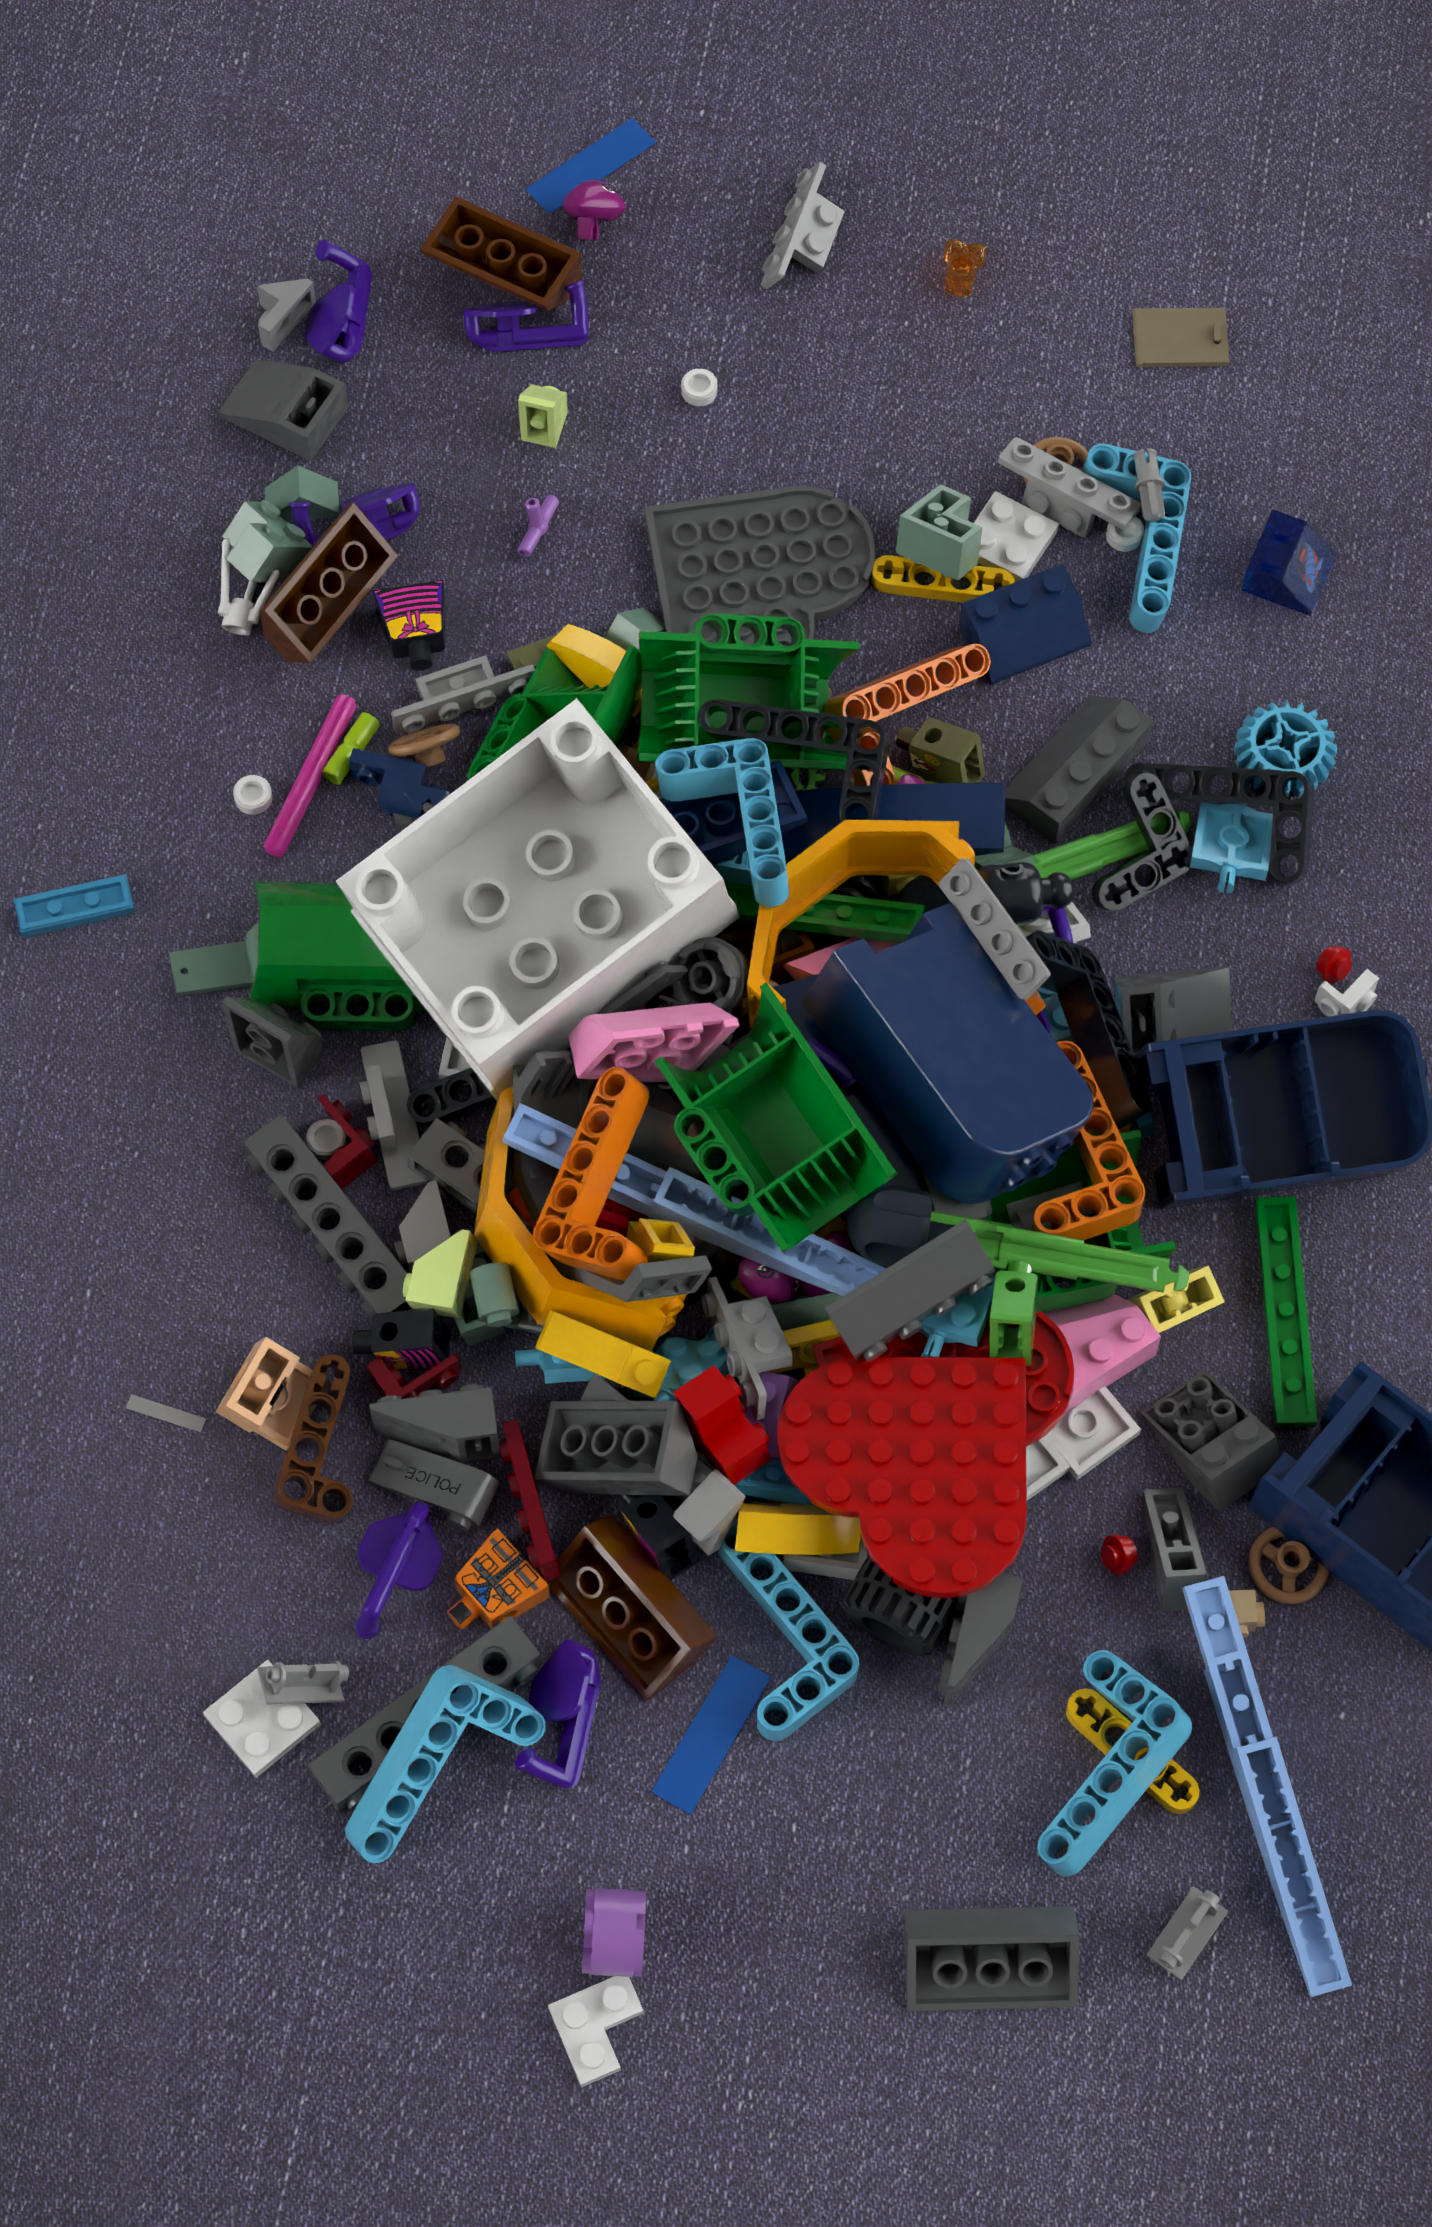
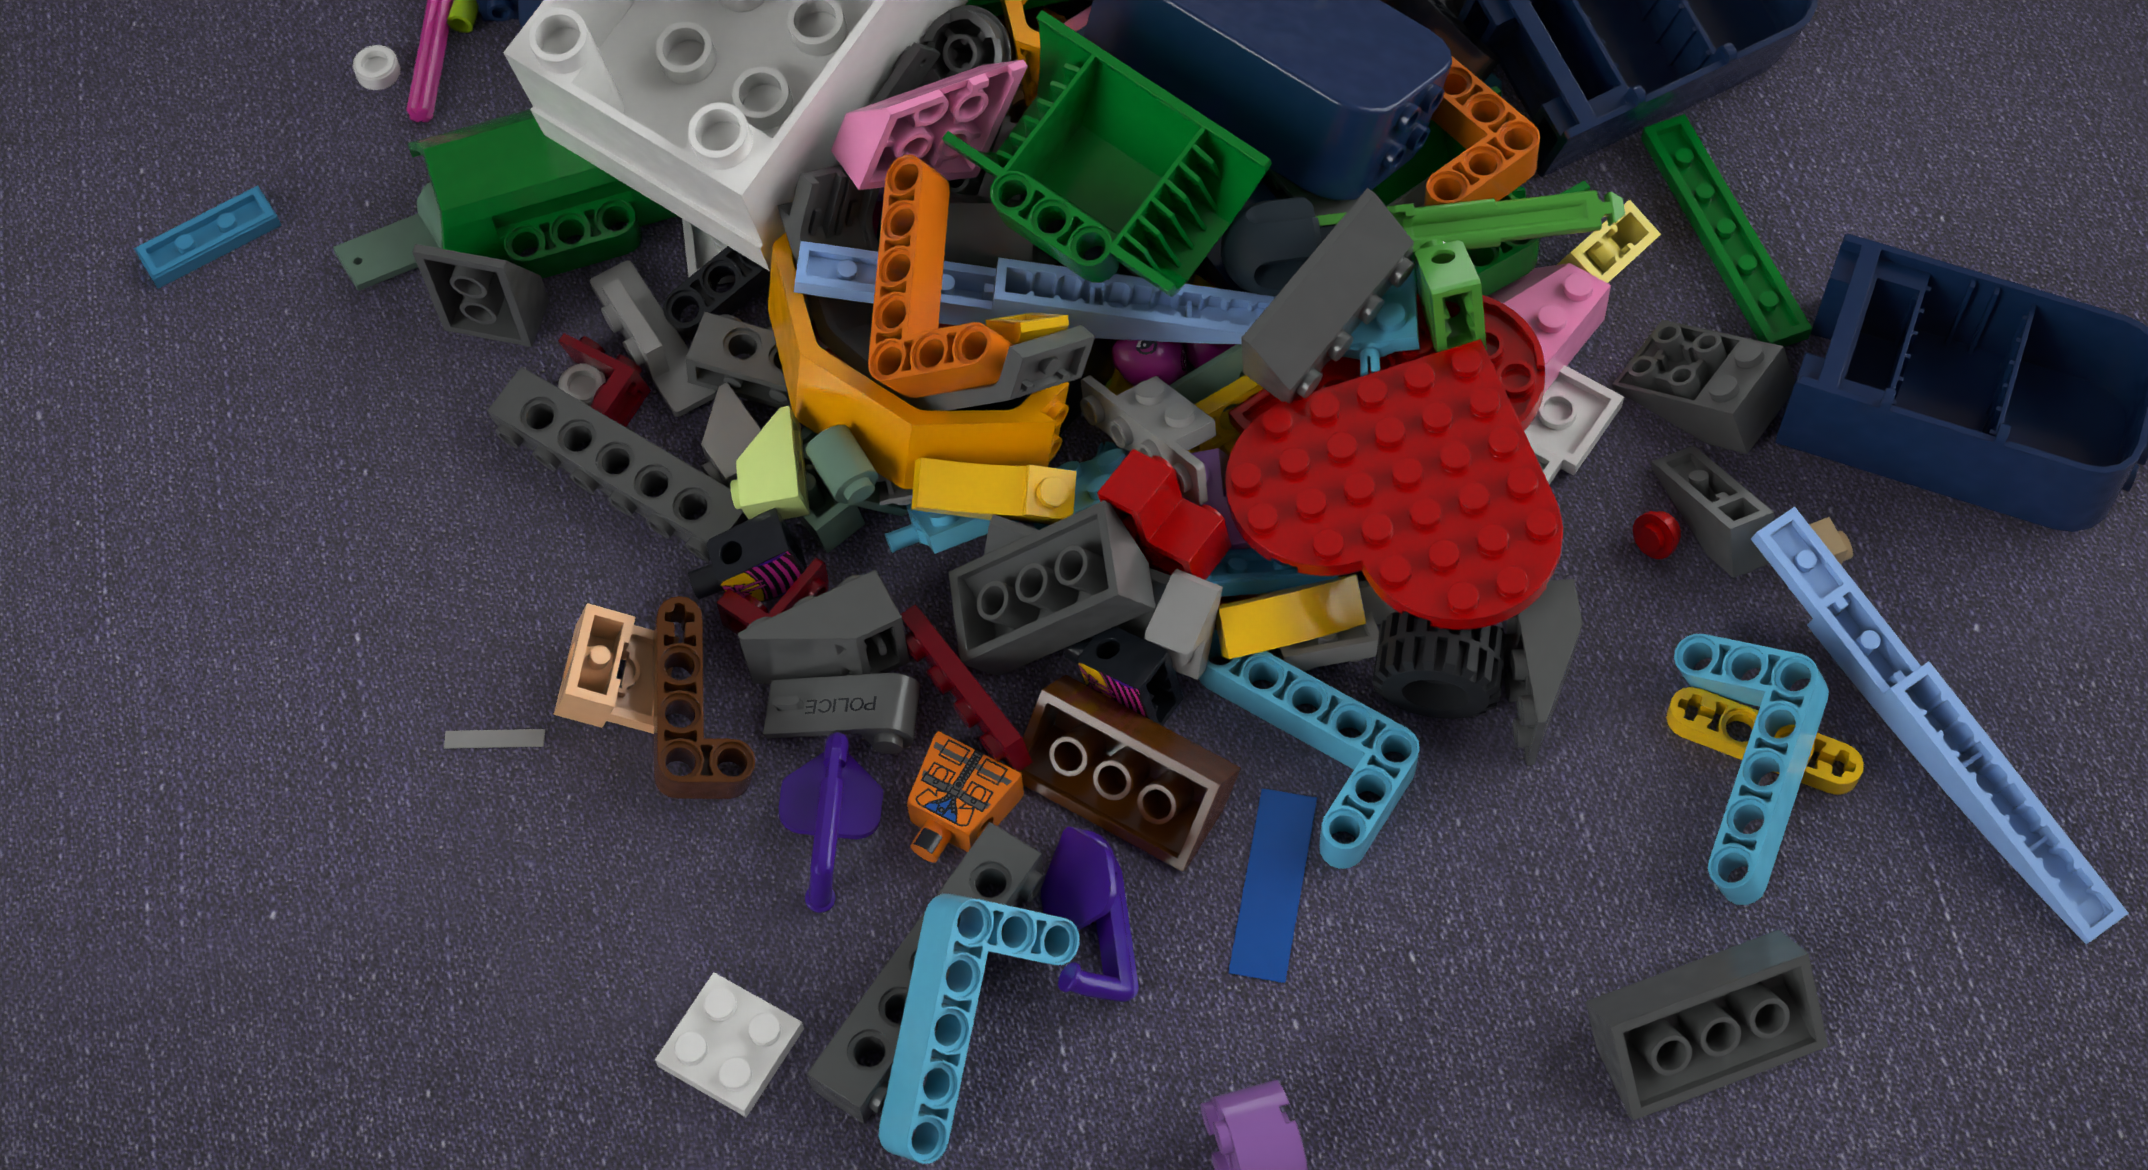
camera: 15 degrees left, 5 degrees down
(303, 1683) = (766, 983): light grey hinge -> none
(1188, 1932) = (1917, 916): light grey hinge -> none
(1289, 1549) = (1859, 474): medium nougat piece -> none

